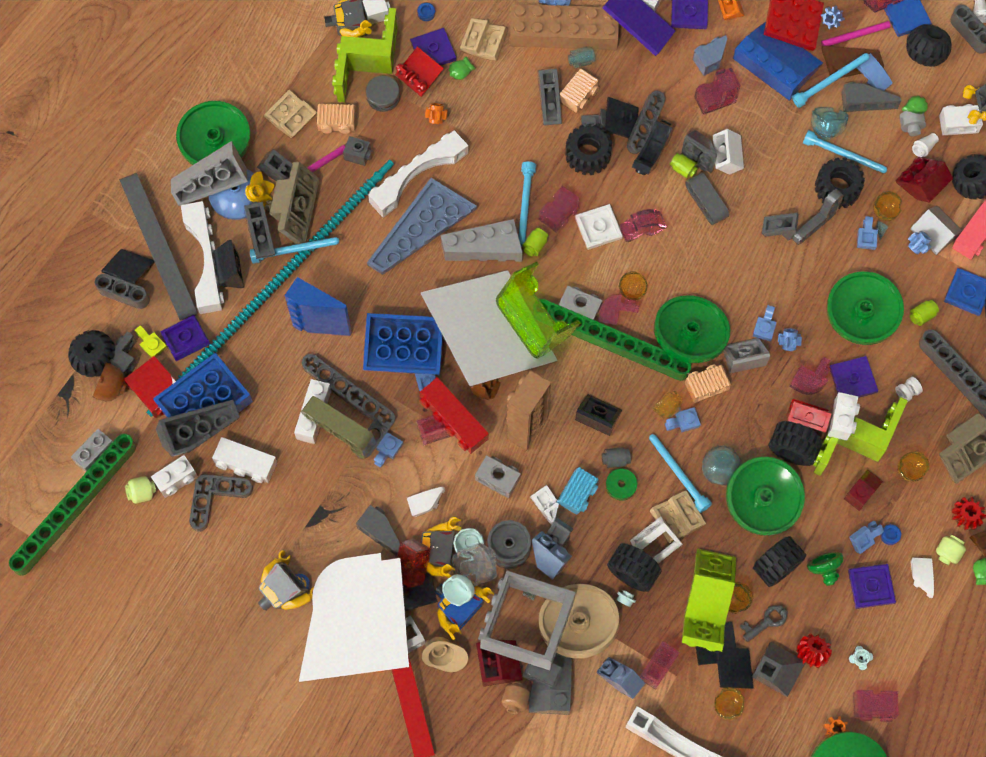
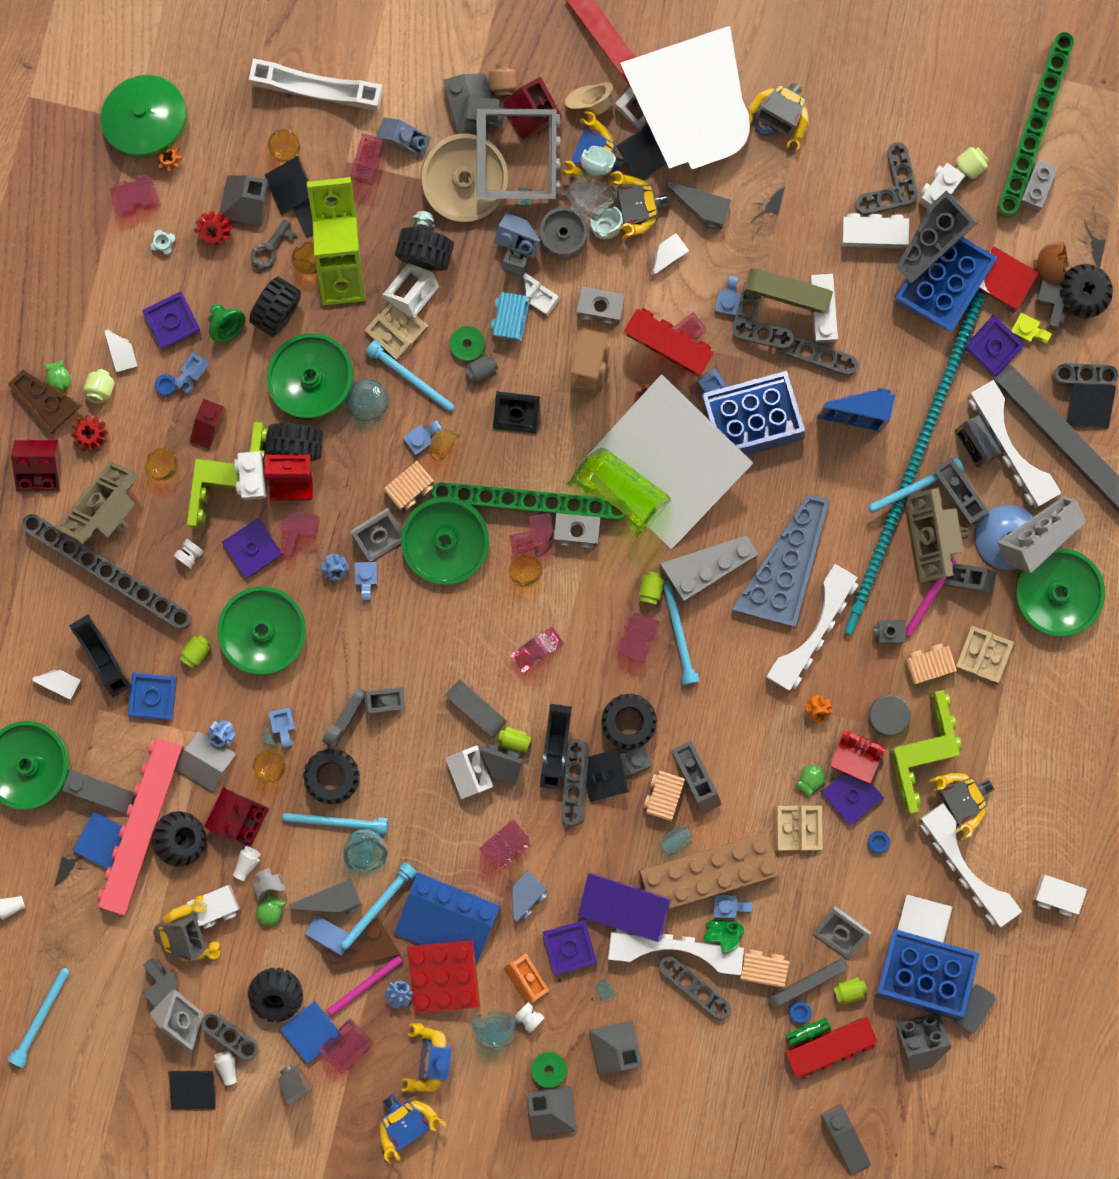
camera: 160 degrees right, 15 degrees up
(261, 189) = (980, 547): yellow plate -> none
(414, 562) = (655, 176): clear red brick -> none
(598, 226) = (587, 635): white tile -> none

